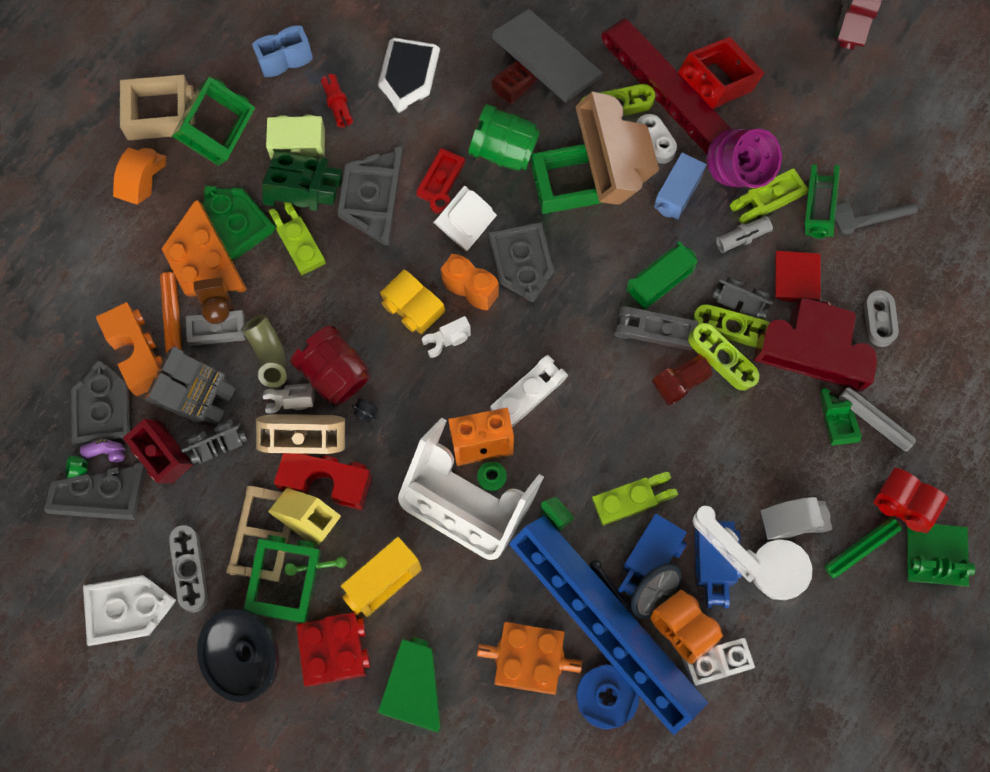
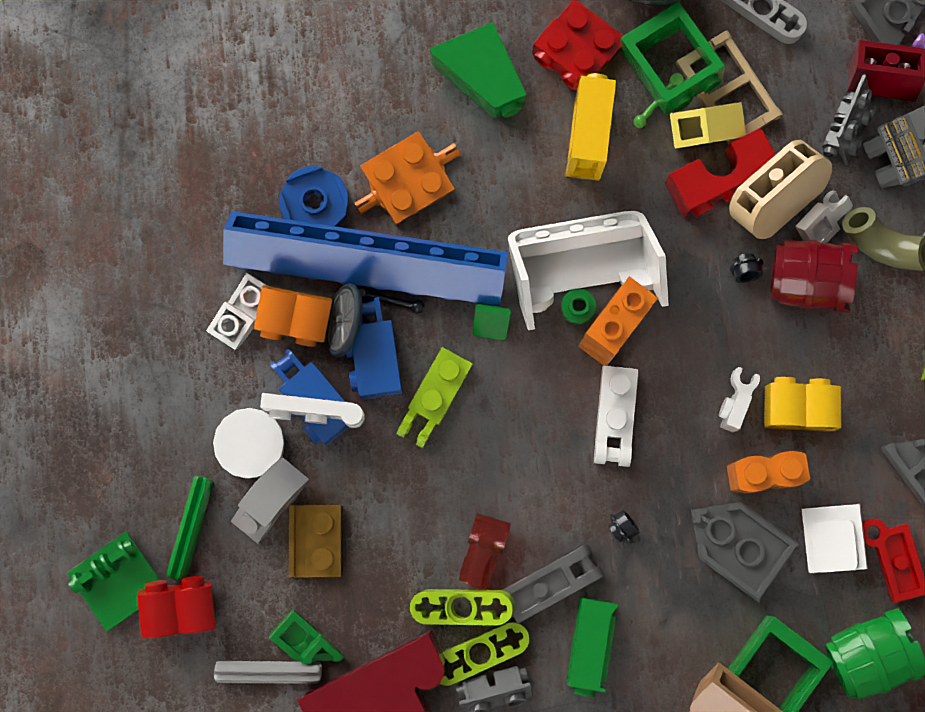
camera: 135 degrees right, 10 degrees up
(583, 324) = (623, 527): none -> black plate
(784, 472) = (315, 541): none -> pearl gold plate

